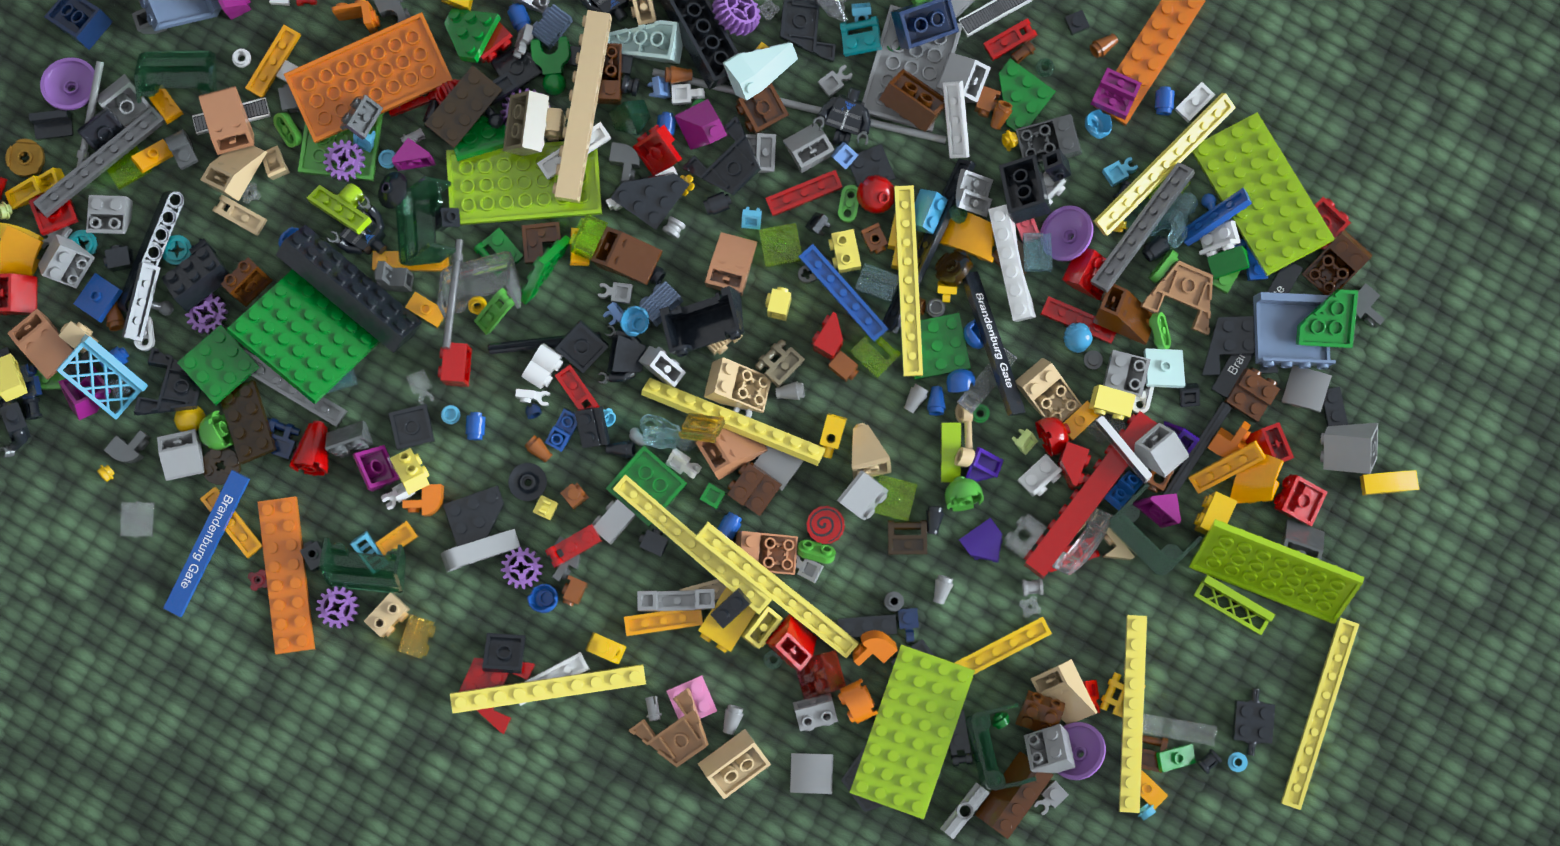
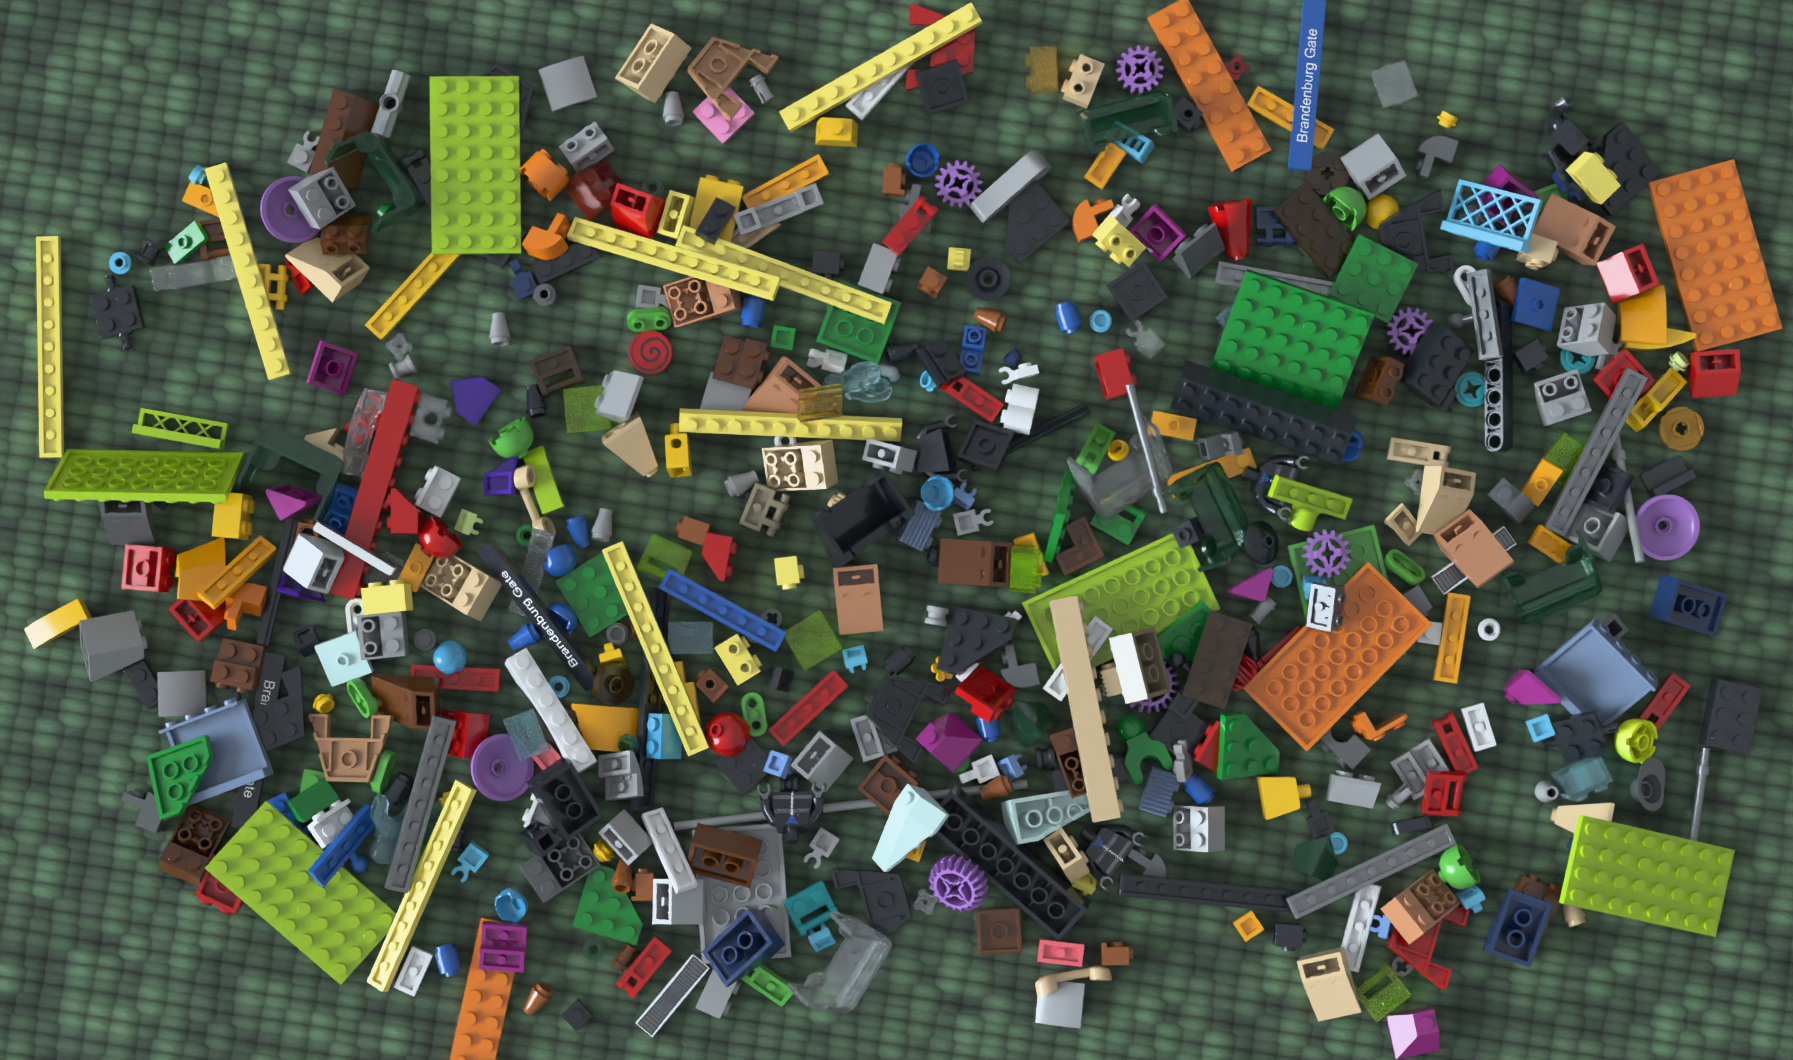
camera: 150 degrees right, 5 degrees up
(987, 143) = (626, 837): none -> light grey brick
(997, 277) = (566, 686): none -> medium azure plate
(1010, 332) = (524, 637): none -> blue cone
(1090, 608) = (332, 367): none -> magenta slope
(1193, 338) = (323, 703): none -> yellow plate

